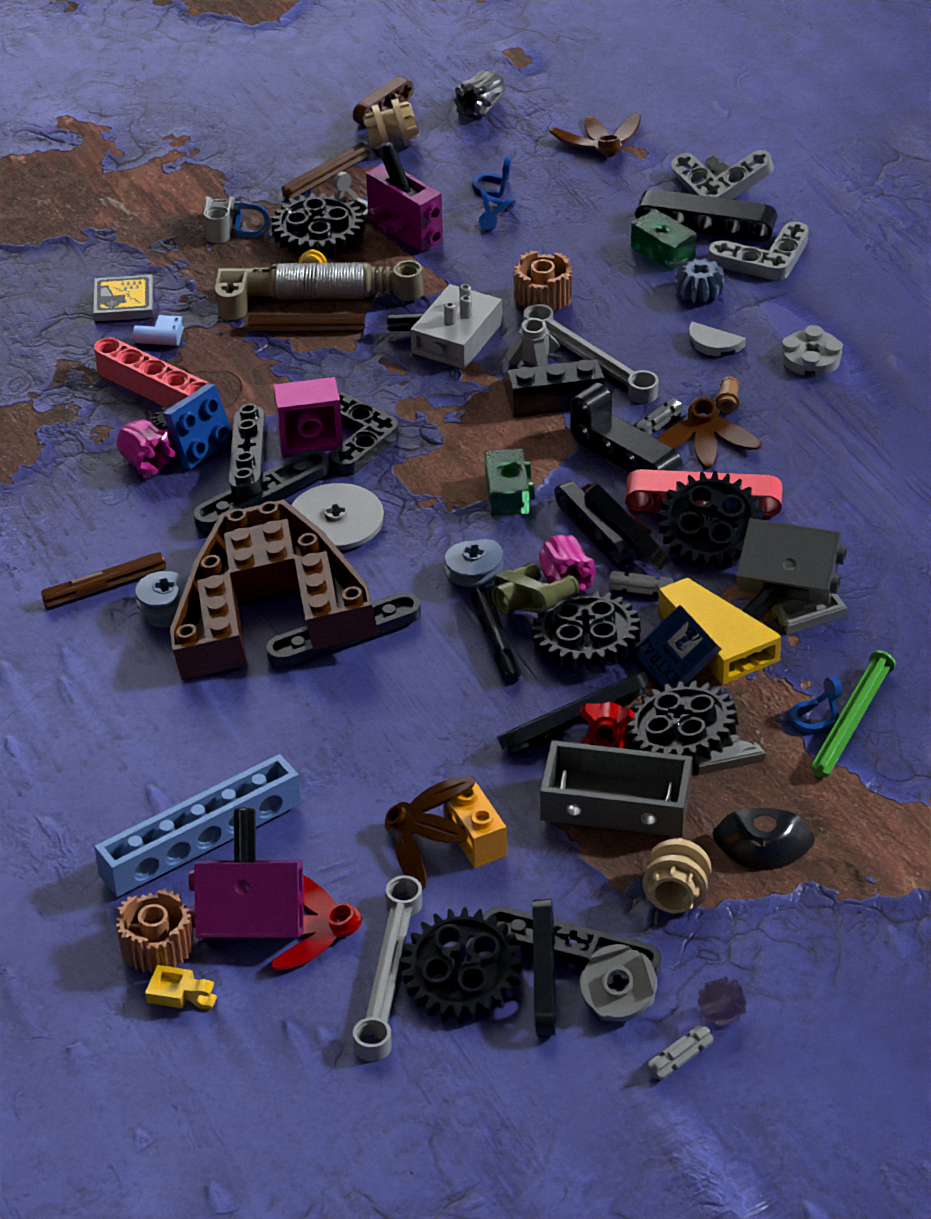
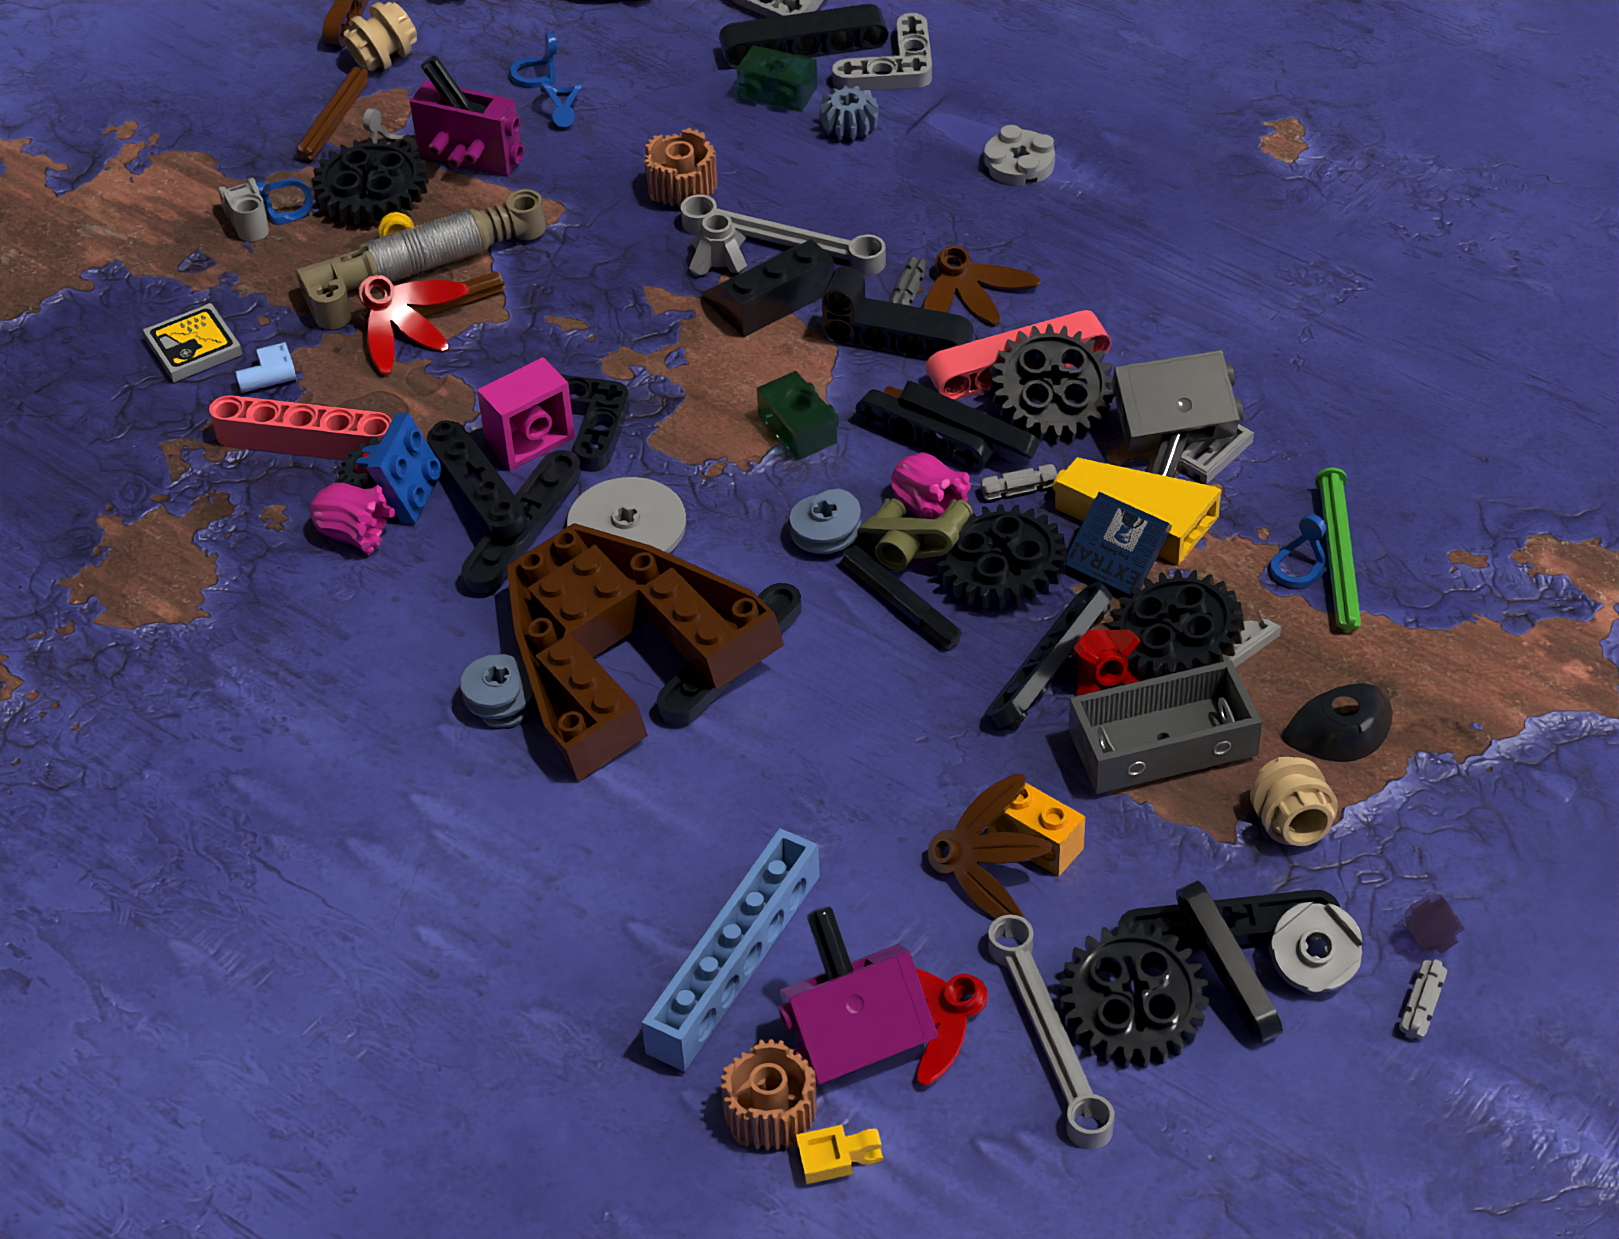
camera: 25 degrees left, 5 degrees up
(103, 579) = (405, 694): reddish brown axle -> none
(271, 317) = (394, 309): none -> red plant
(452, 326) = (610, 254): light grey piece -> none
(714, 341) = (905, 177): light grey tile -> none
(727, 399) = (966, 233): medium nougat pin -> none

